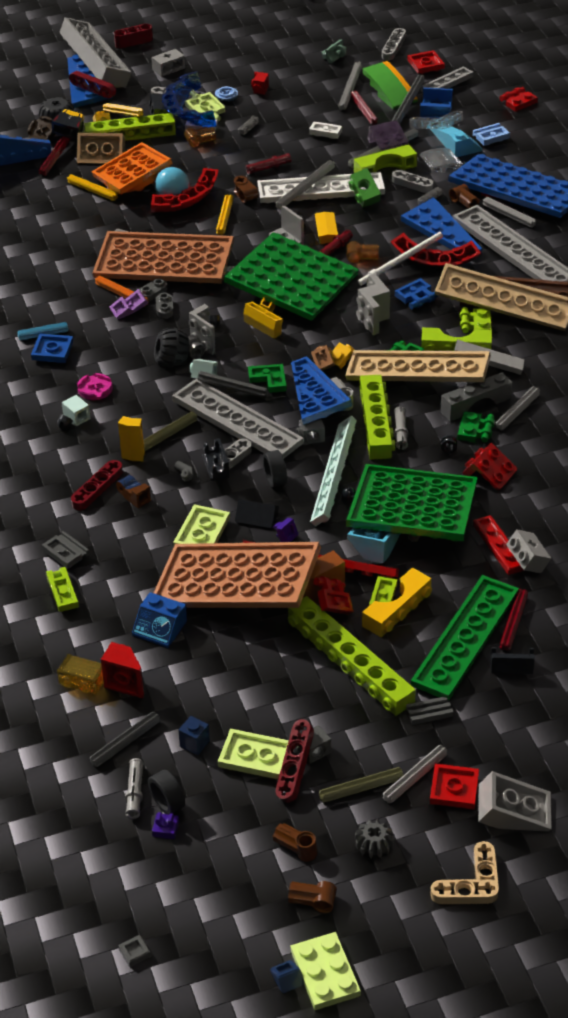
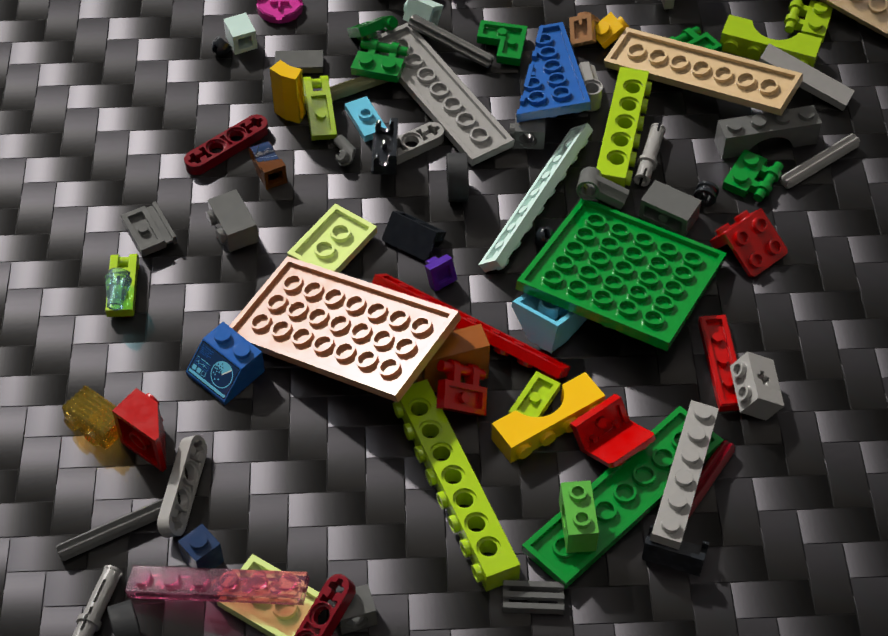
camera: 15 degrees right, 10 degrees up
(63, 586) = (117, 287): none -> clear light blue cone
(113, 420) = (308, 60): none -> dark grey tile
(125, 530) = (232, 220): none -> dark grey brick
(157, 447) = (319, 108): none -> lime plate
(163, 701) = (172, 515): none -> light grey beam
(172, 387) = (369, 28): none -> green plate
(187, 410) = (378, 66): none -> green plate
(189, 447) = (363, 117): none -> medium azure plate
(216, 750) = (218, 585): none -> clear pink plate
(378, 456) = (594, 186): none -> dark grey piece
(428, 457) = (669, 208): none -> dark grey brick
(441, 602) = (609, 433): none -> red bracket
(443, 652) = (578, 516): none -> bright green brick
(502, 612) = (684, 475): none -> light grey plate

